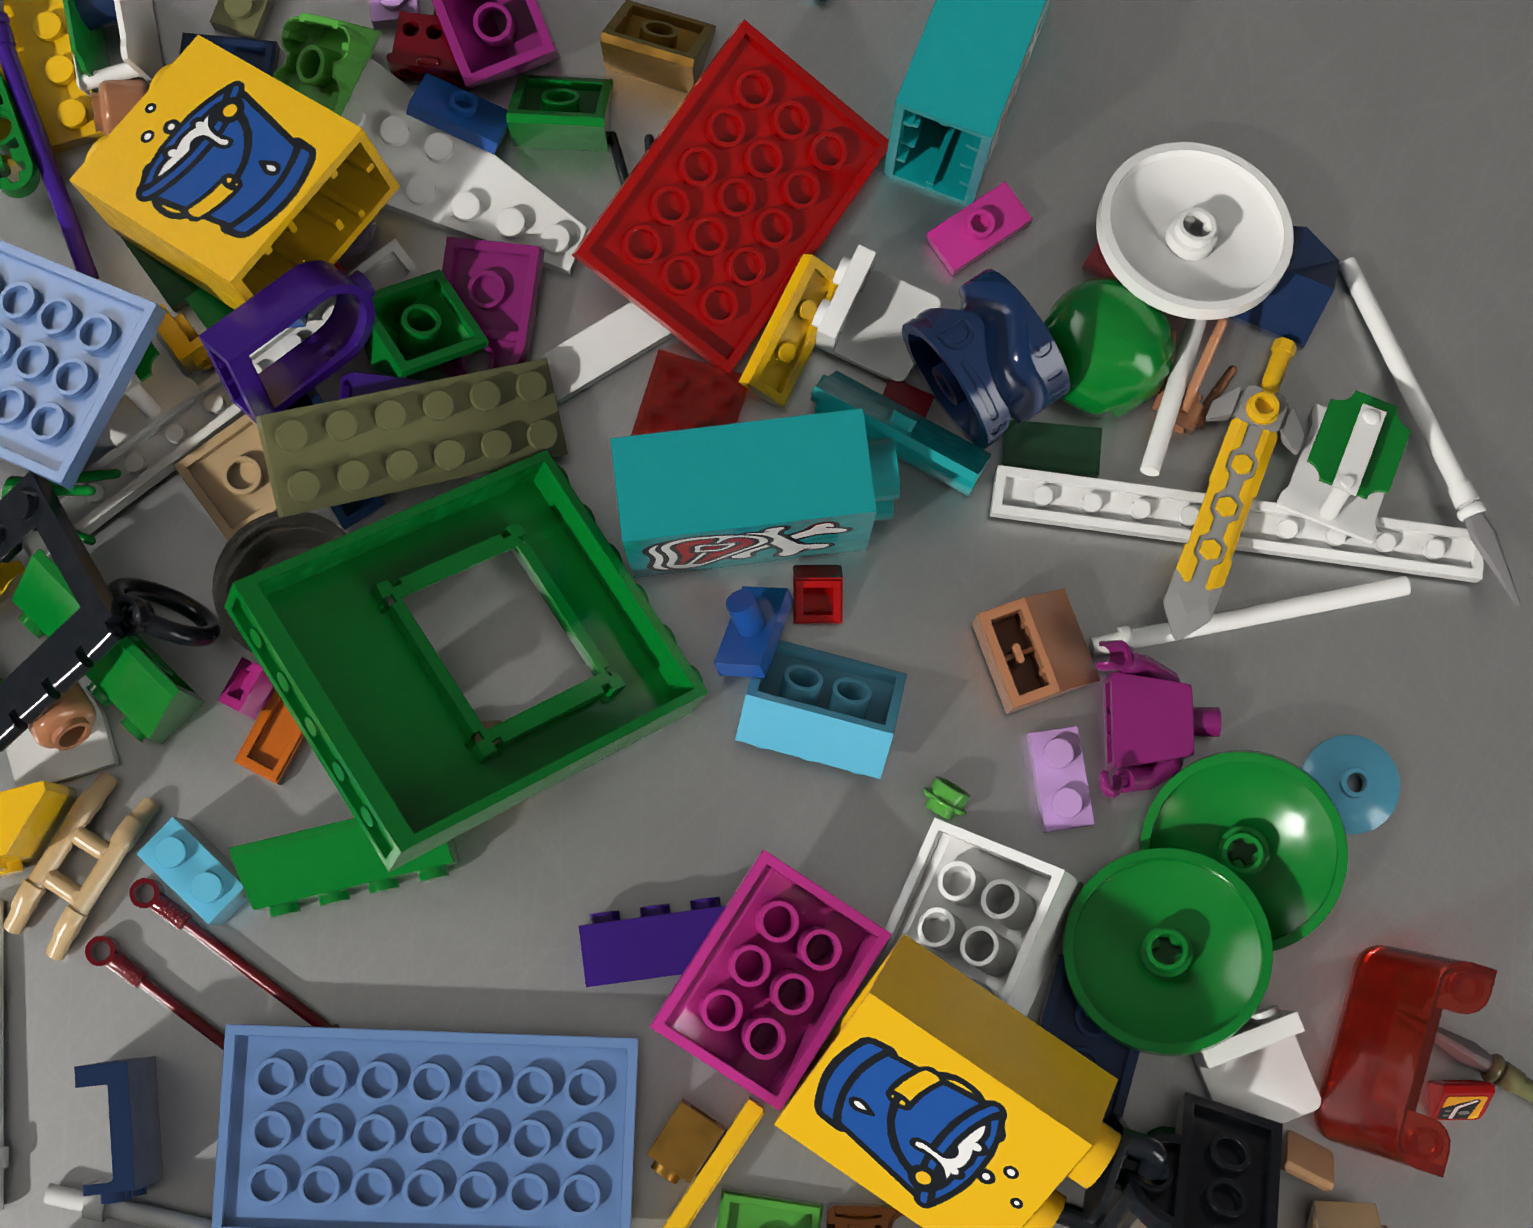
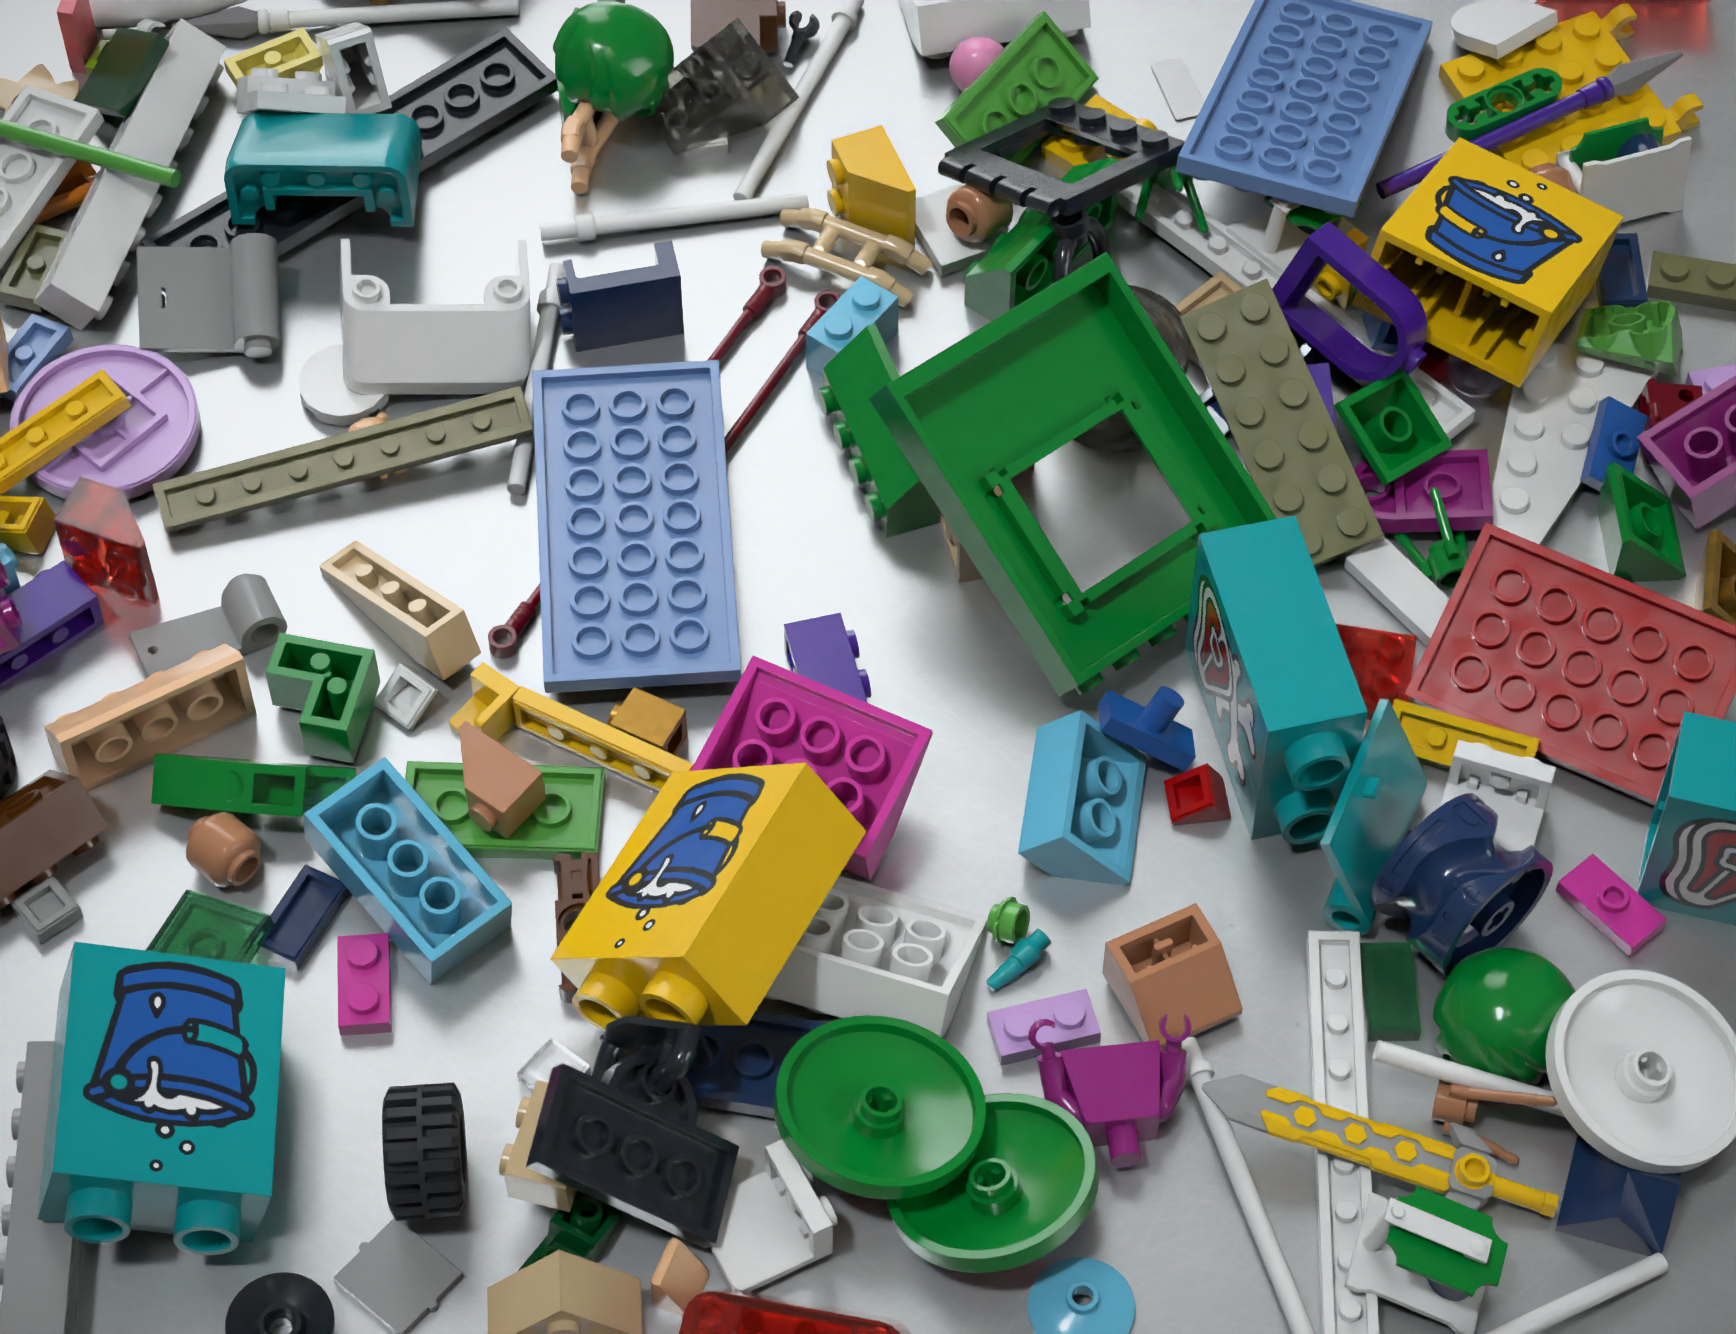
camera: 85 degrees right, 25 degrees down
(574, 301) = (1446, 556): none -> green plant
(983, 790) = (1021, 957): none -> teal piece

